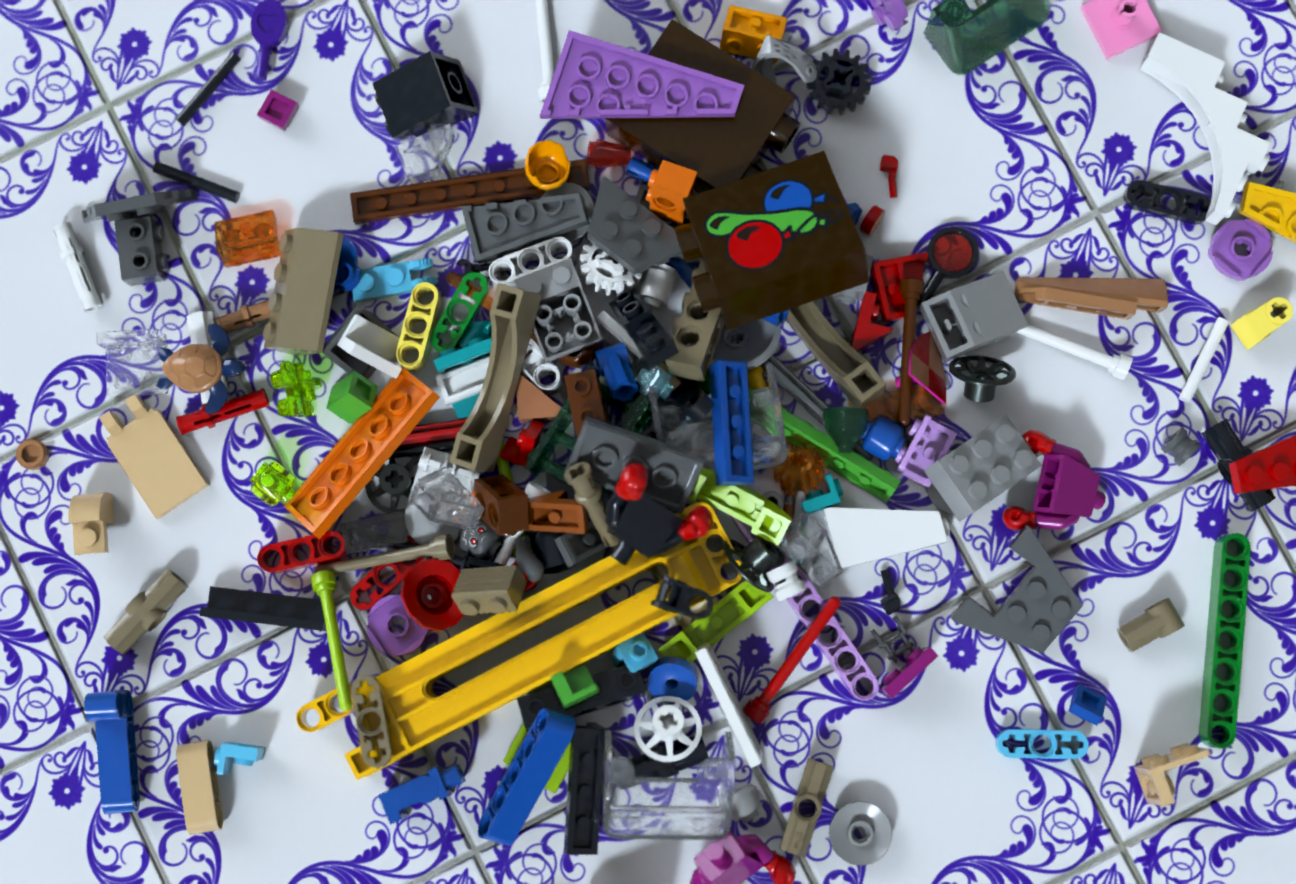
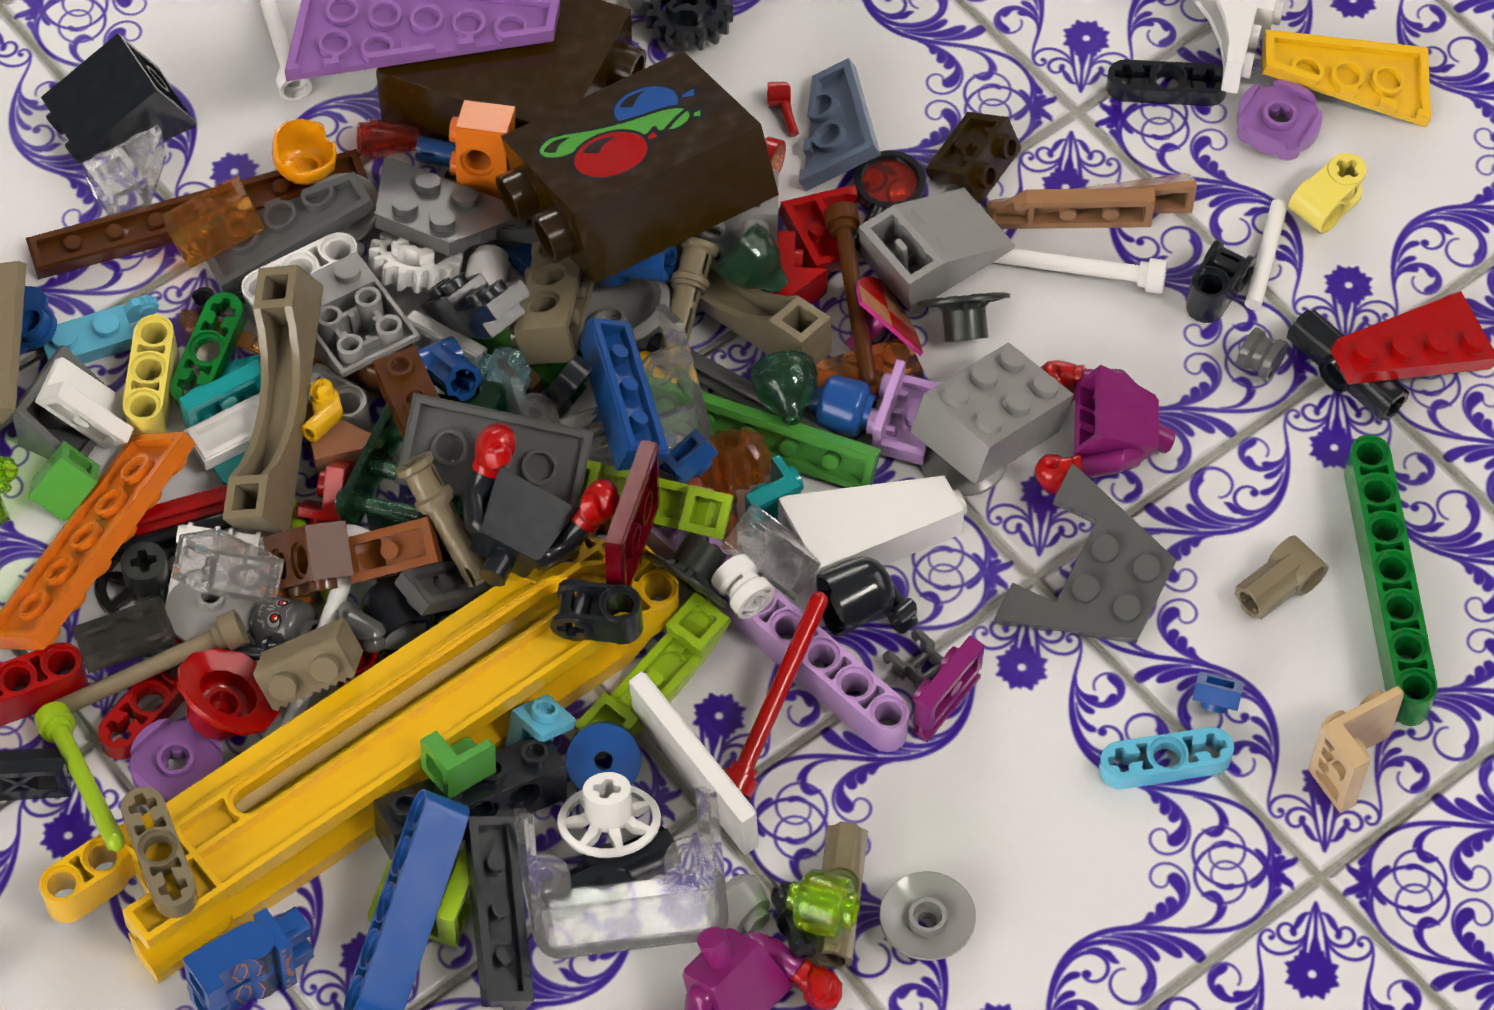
camera: 20 degrees left, 25 degrees down
(476, 210) = (213, 221): none -> clear orange bracket
(530, 386) = (326, 410): none -> yellow arm
(718, 539) = (633, 516): none -> dark red tile
(769, 475) = (691, 456): none -> blue plate
(774, 823) = (800, 942): none -> black axle
(793, 830) = (823, 903): none -> clear neon green head
(794, 329) = (690, 280): none -> dark tan pin
(841, 321) = (754, 262): none -> clear green helmet
(861, 588) = (862, 592): none -> black helmet
(926, 203) = (839, 126): none -> sand blue wing
(1017, 241) = (976, 154): none -> dark brown bracket
(1167, 376) = (1217, 282): none -> black piece

